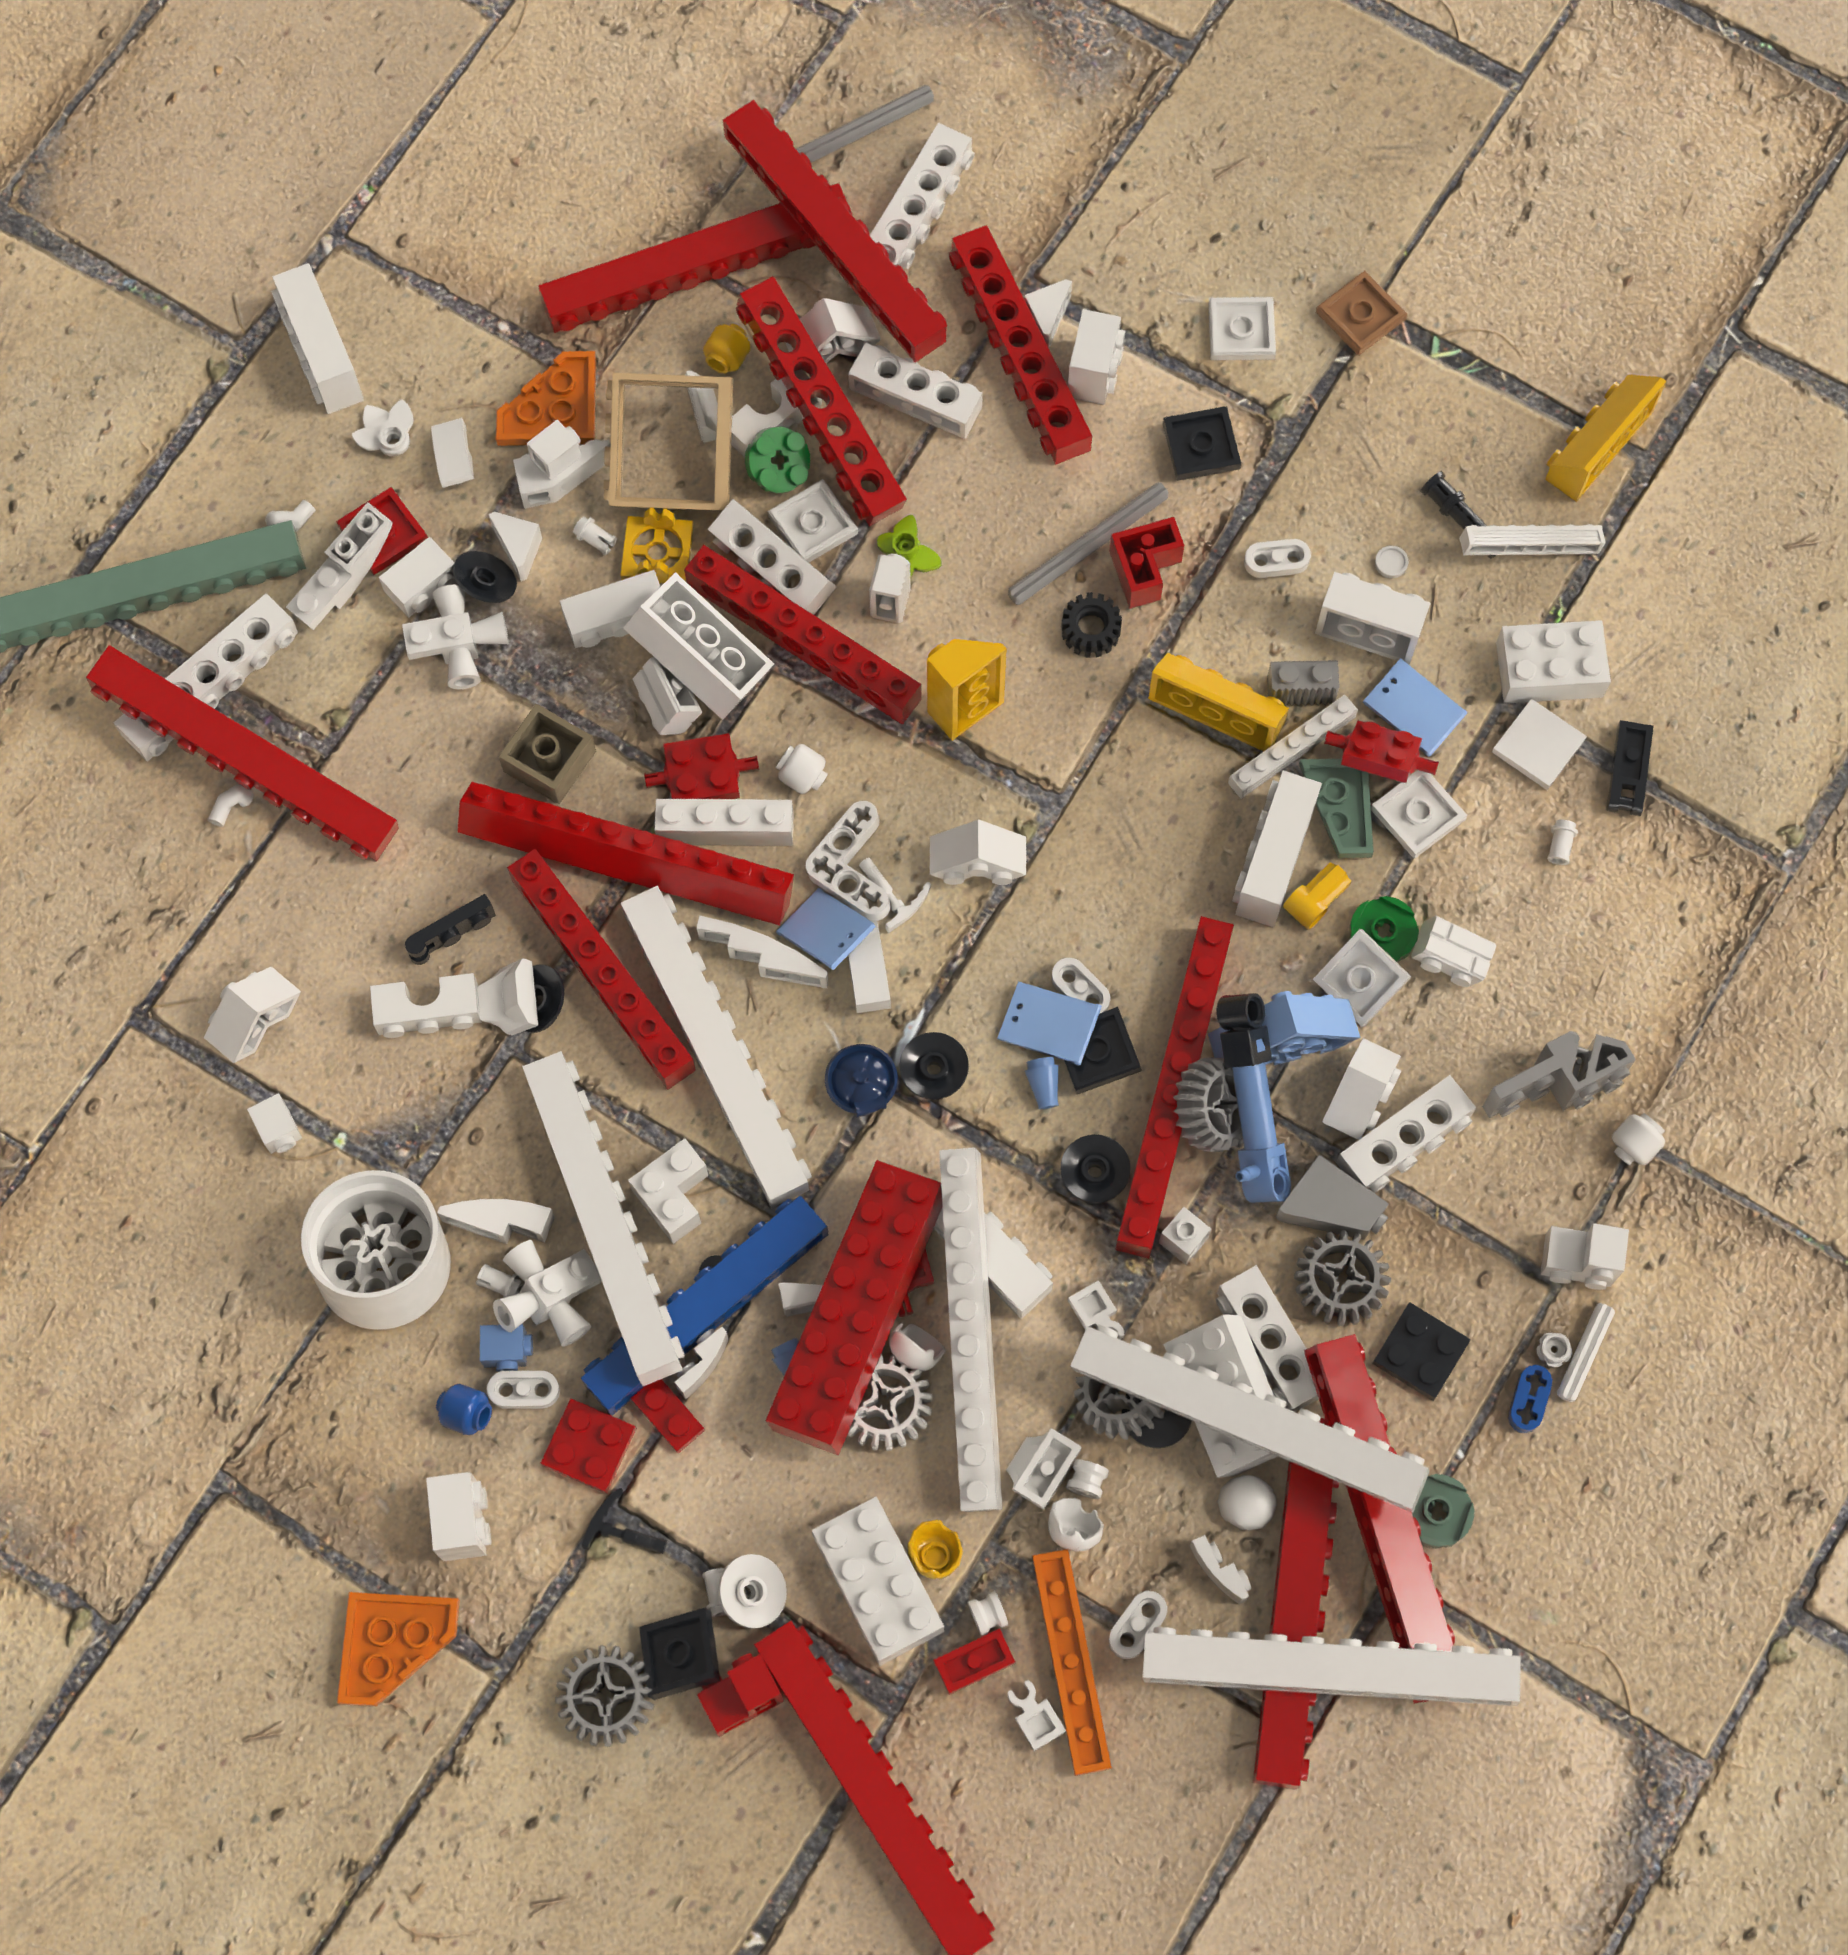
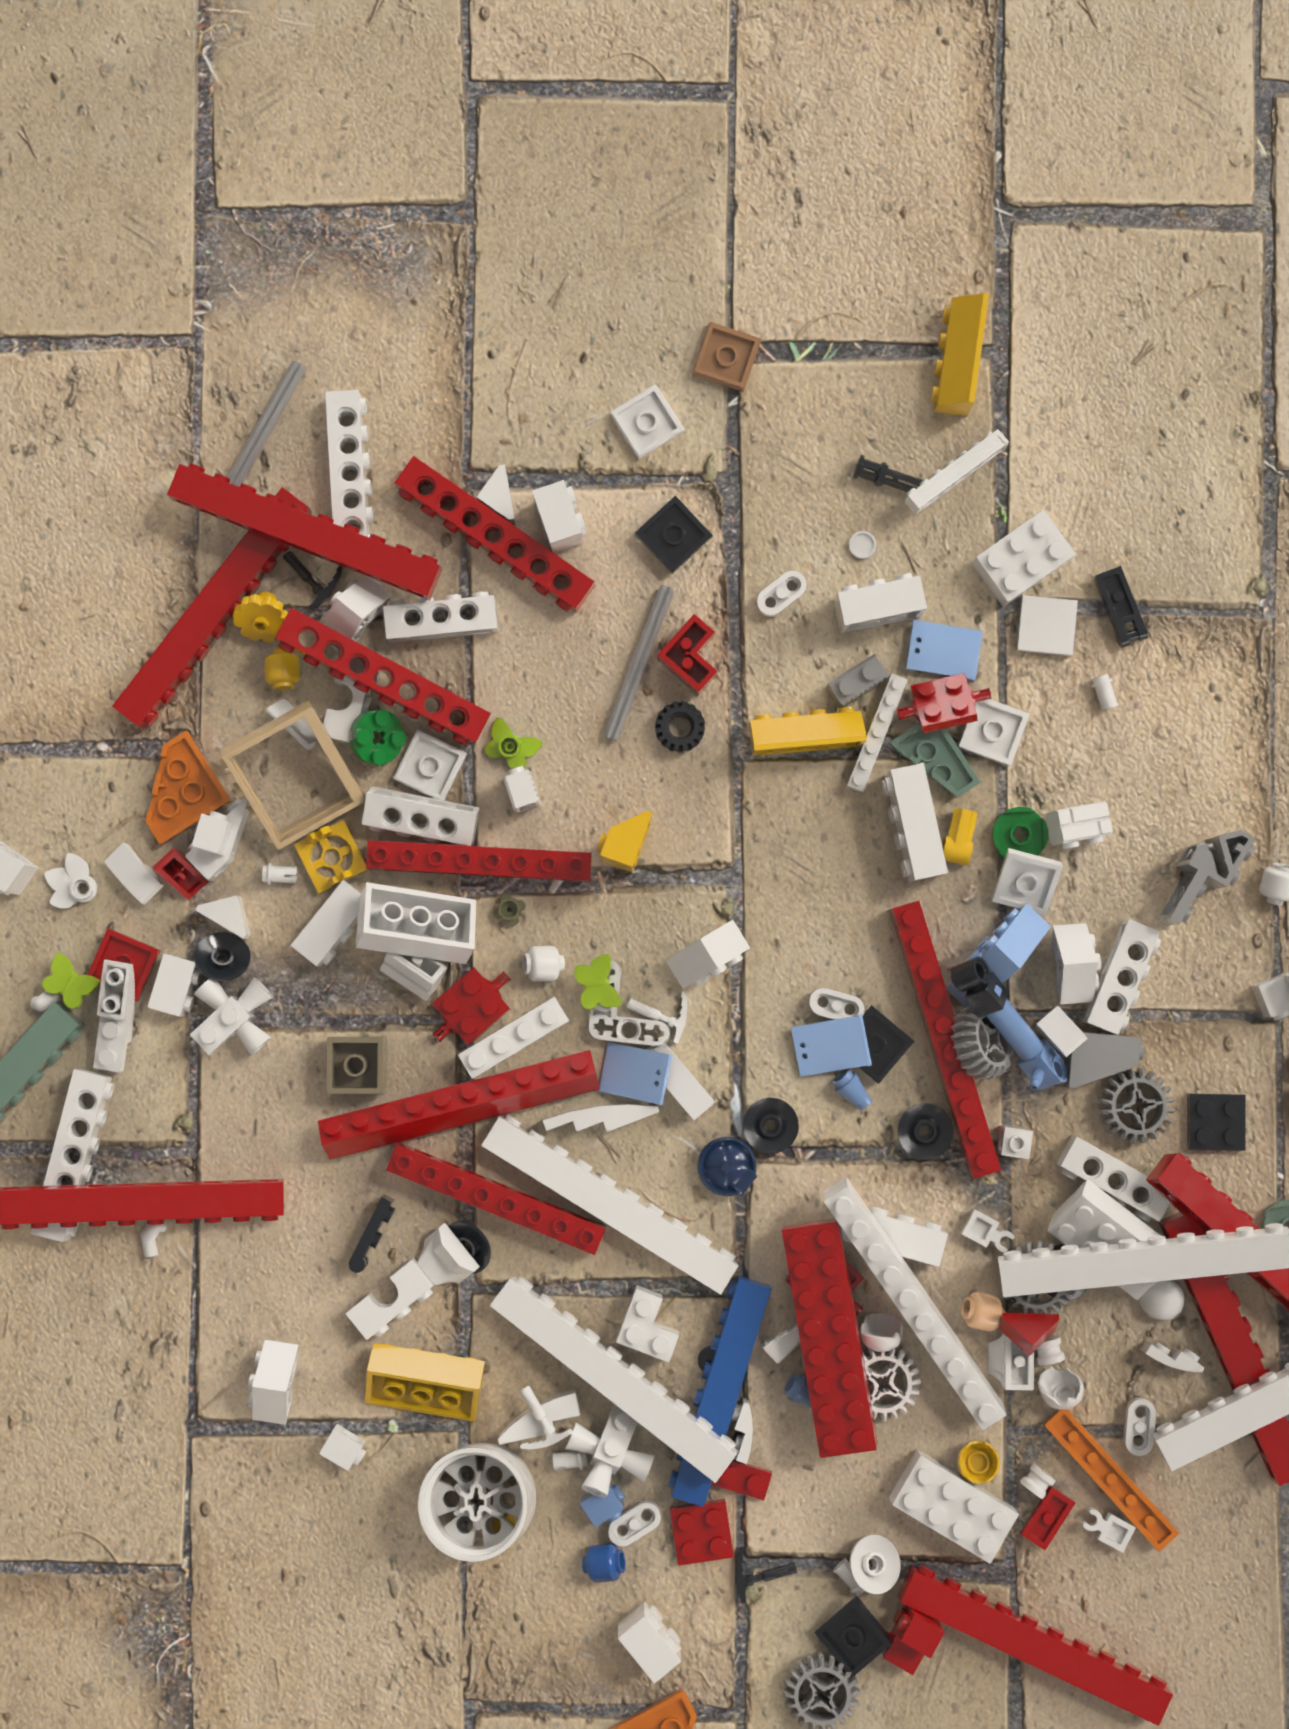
camera: 35 degrees left, 15 degrees up
(317, 512) = (68, 983): none -> lime animal
(402, 1109) = (424, 1382): none -> yellow slope
(497, 476) = (180, 873): none -> red slope
(497, 1234) = (540, 1415): none -> white piece
(730, 280) = (259, 616): none -> yellow plant
(798, 692) = (517, 907): none -> olive plate
(808, 282) = (306, 576): none -> black piece
(843, 813) = (597, 984): none -> lime animal
(1040, 1393) = (982, 1311): none -> light nougat head
(1079, 1433) = (1028, 1329): none -> red slope
(1304, 1139) = (1060, 1031): none -> white slope

